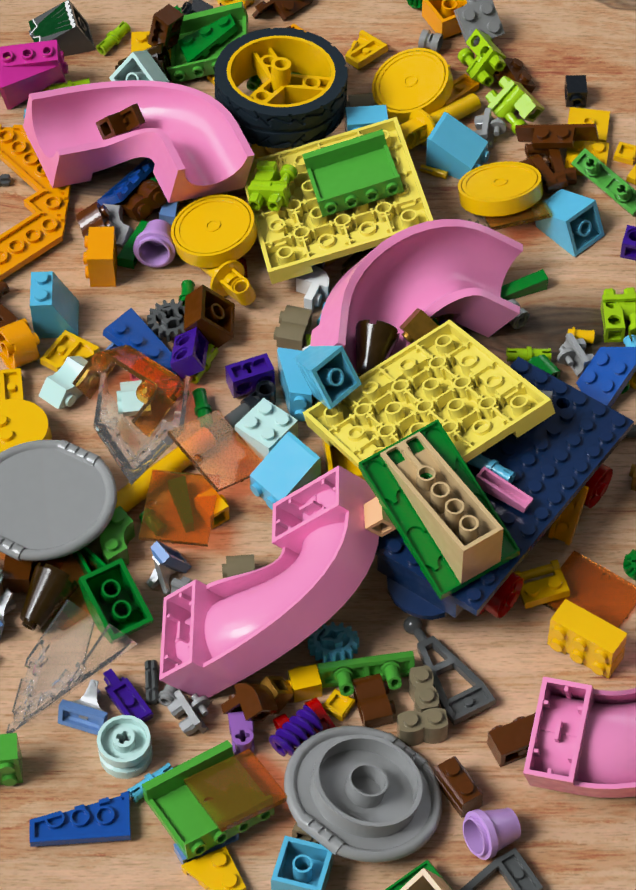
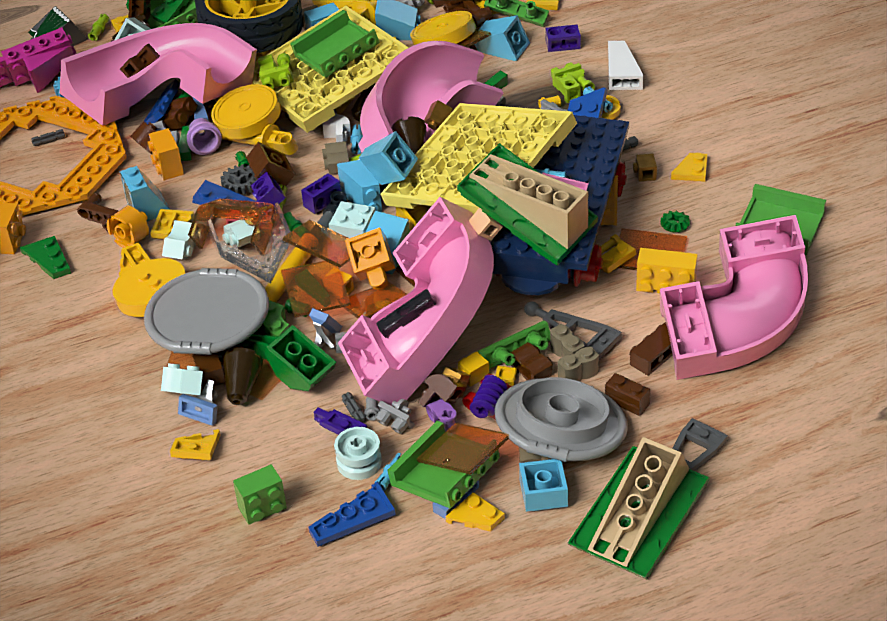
camera: 20 degrees left, 10 degrees down
(60, 662) = (270, 414): clear windscreen -> none
(83, 713) = (313, 443): medium blue piece -> none
(238, 550) = (371, 300): none -> clear orange piece
(252, 597) = (400, 318): none -> black piece
(254, 491) = (373, 256): none -> light orange brick
(333, 643) = (480, 336): medium azure gear -> none
(490, 831) = (668, 412): lavender piece -> none

